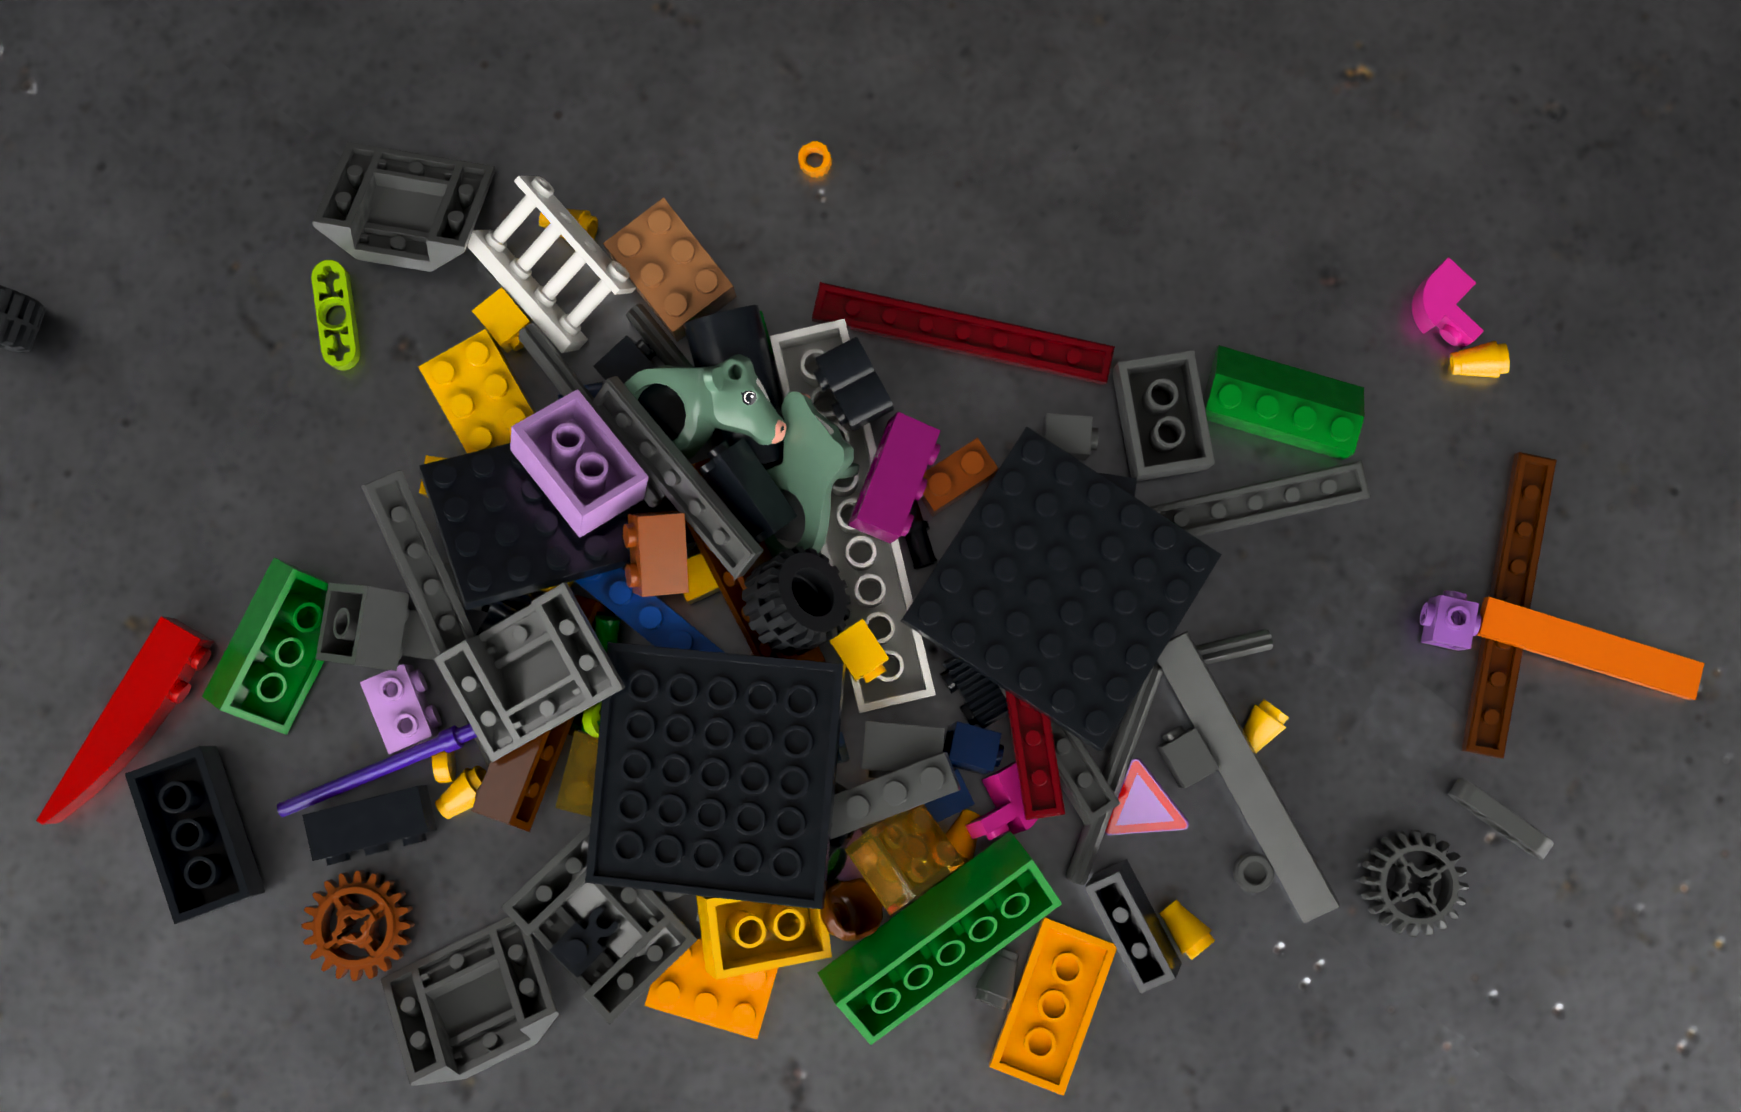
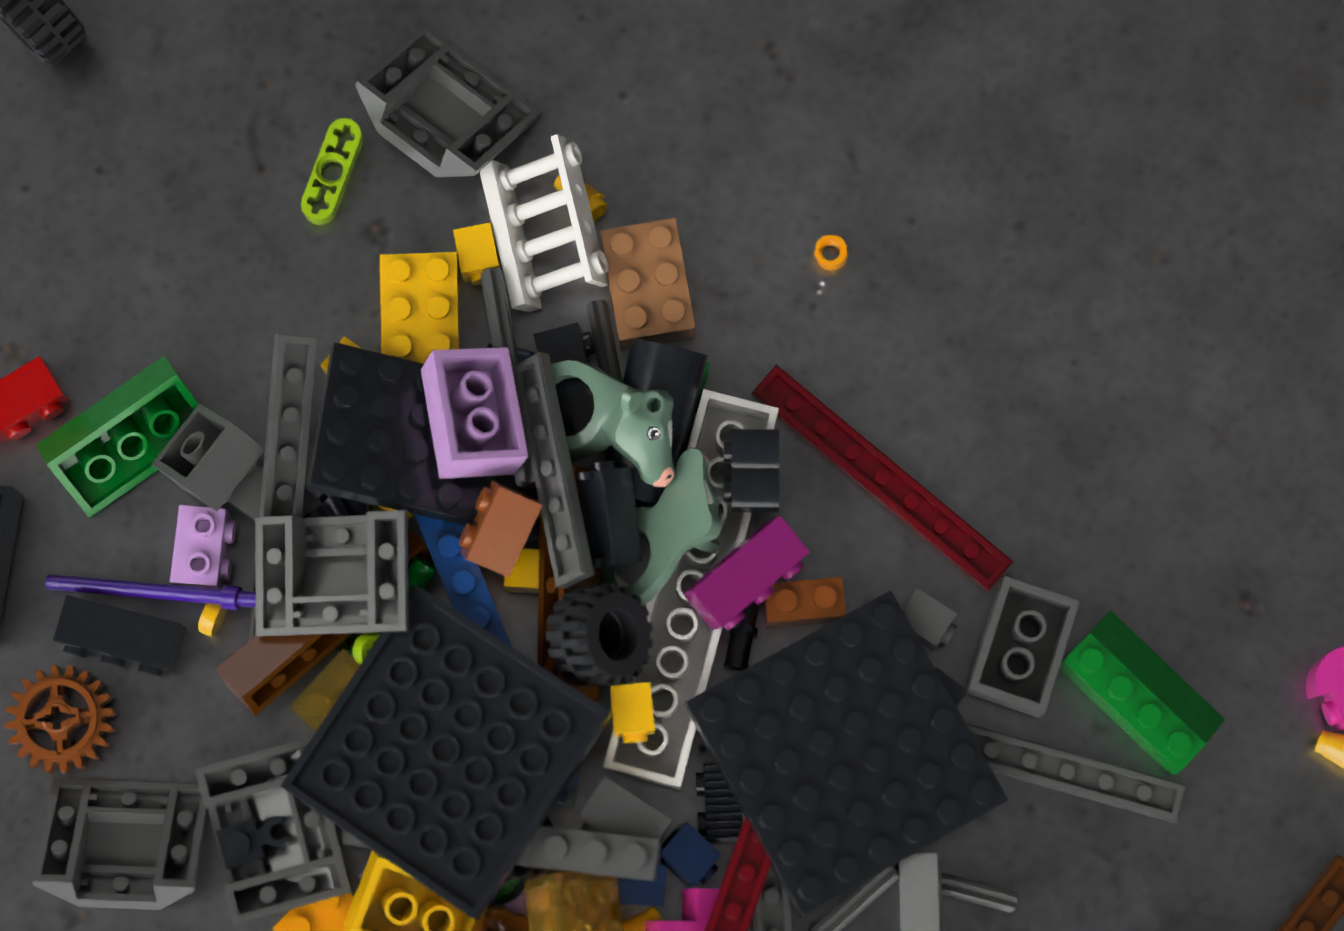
camera: 30 degrees right, 5 degrees down
(461, 793) = (213, 651): yellow cone -> none

